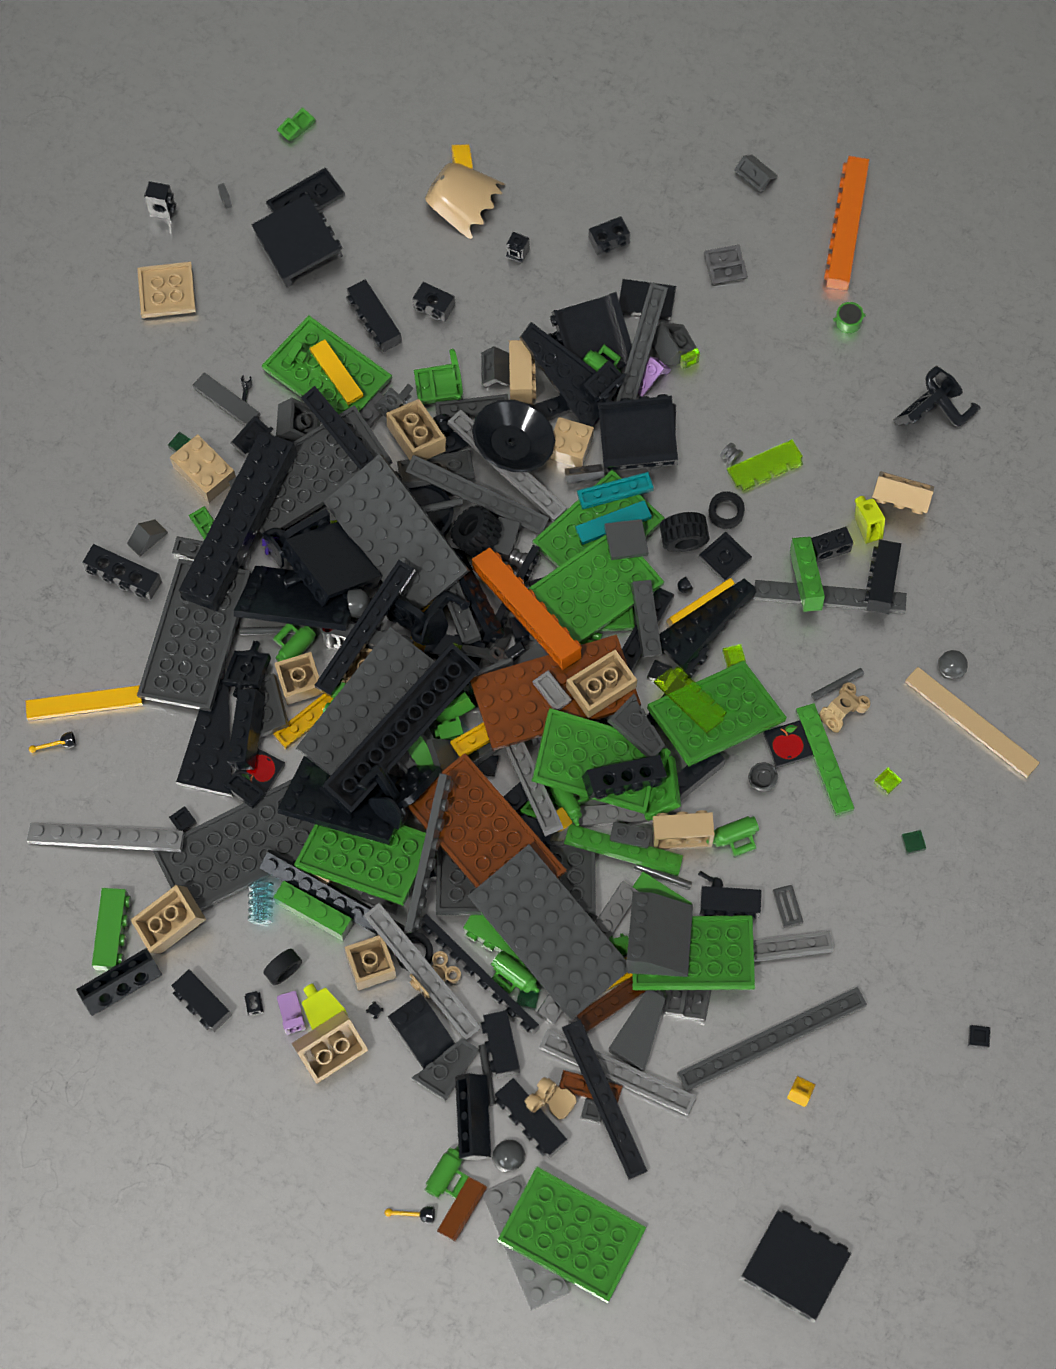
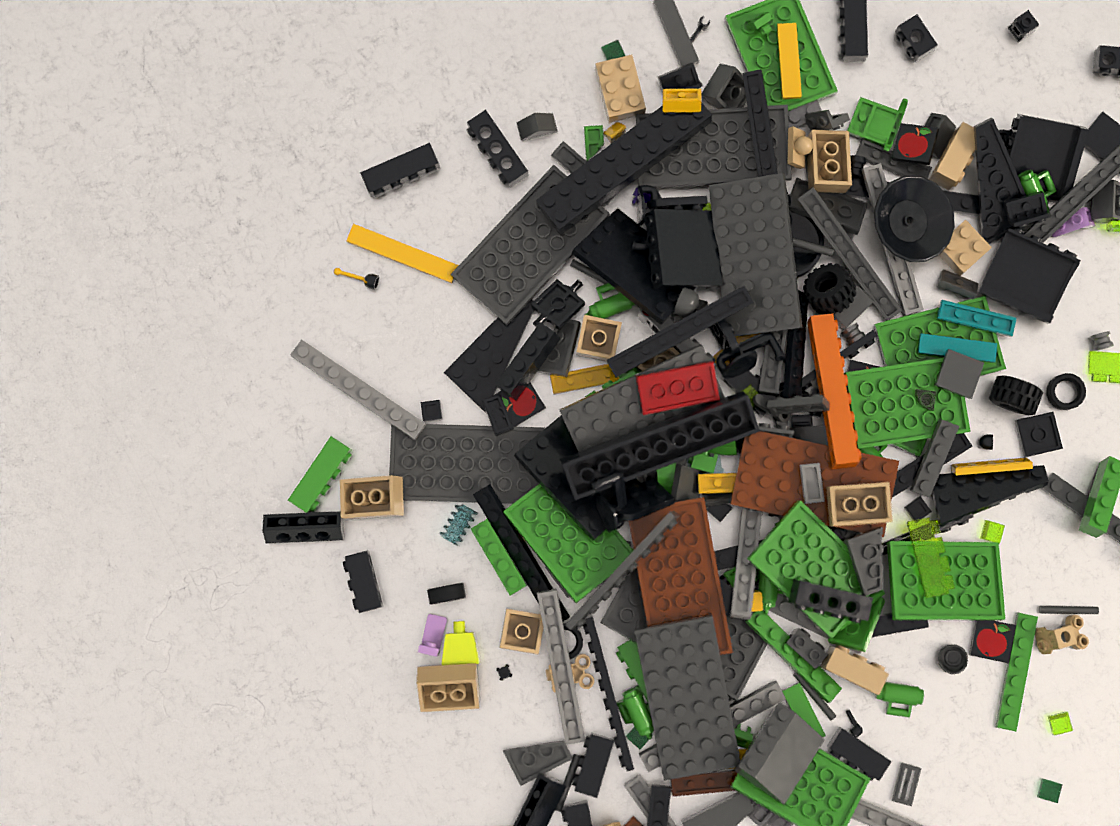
camera: 30 degrees right, 15 degrees up
(44, 633) = (400, 170): none -> black brick
(218, 502) = (615, 131): none -> yellow slope
(258, 1001) = (410, 609): black piece -> none
(260, 444) = (681, 100): none -> yellow slope
(382, 432) = (798, 147): none -> tan tile
(389, 672) = (677, 387): none -> red tile
(421, 1030) = (533, 715): black slope -> none
(481, 381) = (915, 144): none -> tile
(502, 632) = (798, 404): none -> dark grey plate
(609, 574) = (926, 398): none -> clear smoke tile

